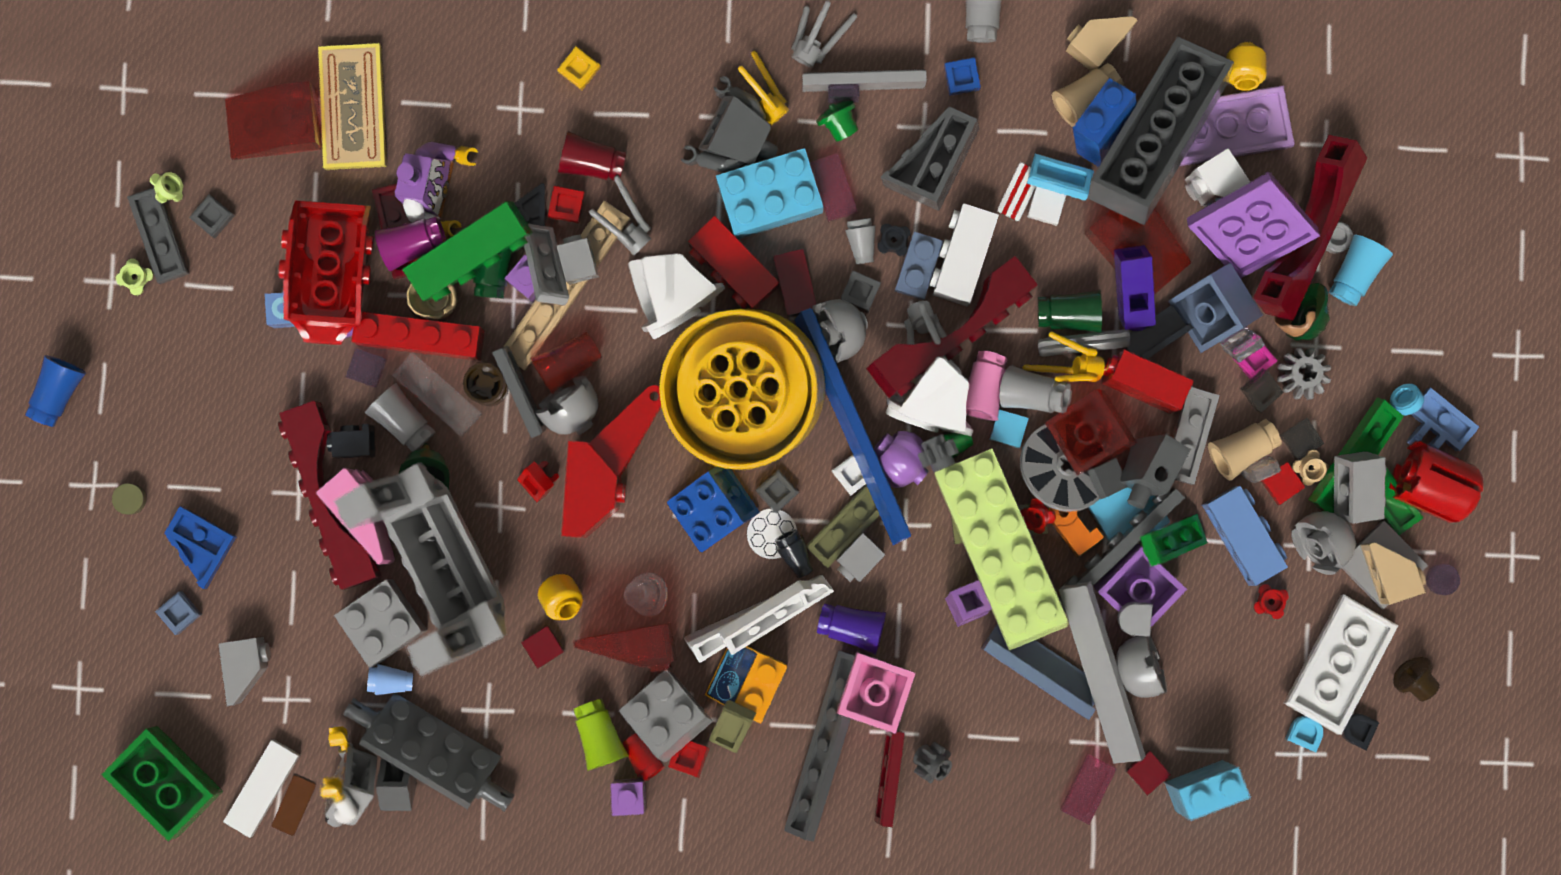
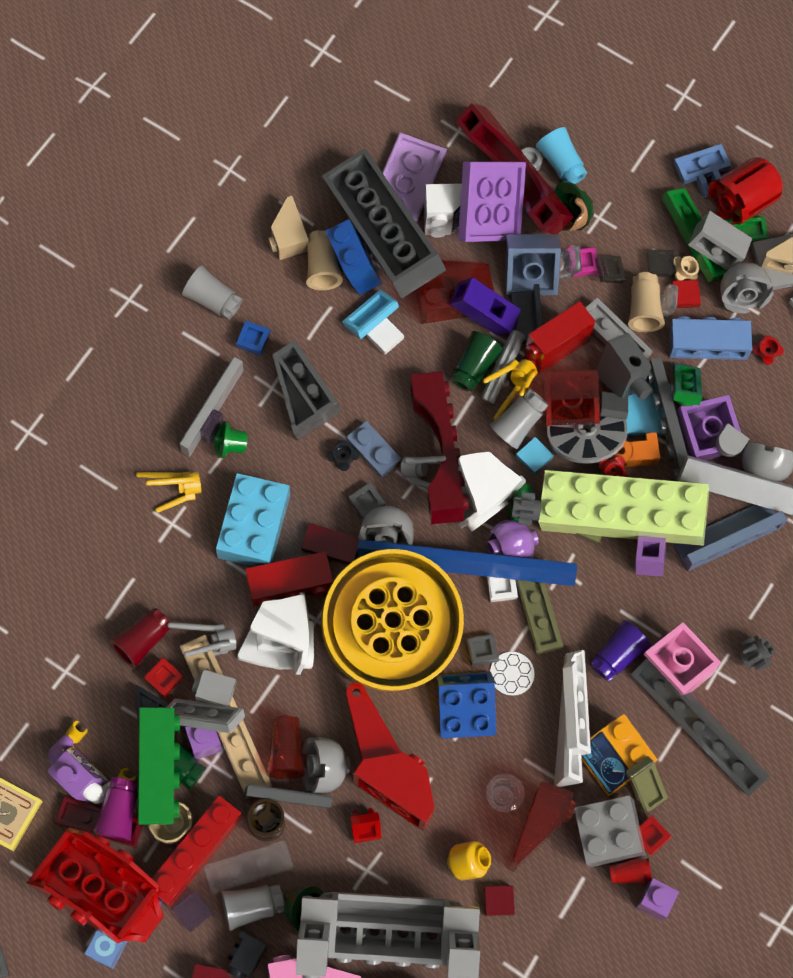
camera: 65 degrees left, 15 degrees down
(579, 68) = (64, 608): yellow tile -> none
(598, 735) = (595, 895): lime plant -> none
(735, 133) = (191, 518): dark grey torso -> none
(794, 552) = (536, 662): black cone -> none
(807, 50) = (162, 433): light grey plant -> none
(833, 188) = (279, 473): clear pink tile -> none
(859, 559) = (570, 616): light grey brick -> none
(861, 239) = (329, 477): light grey cone -> none
(889, 778) = (751, 692): dark red tile -> none
(963, 254) = (386, 411): white brick -> none
(985, 386) = (482, 440): bright pink plant -> none
(1017, 194) = (363, 351): white sticker -> none
(1248, 66) = (375, 144): yellow head -> none
(1295, 379) = (615, 234): light grey gear -> none
(1407, 399) = (673, 178): medium azure tile -> none

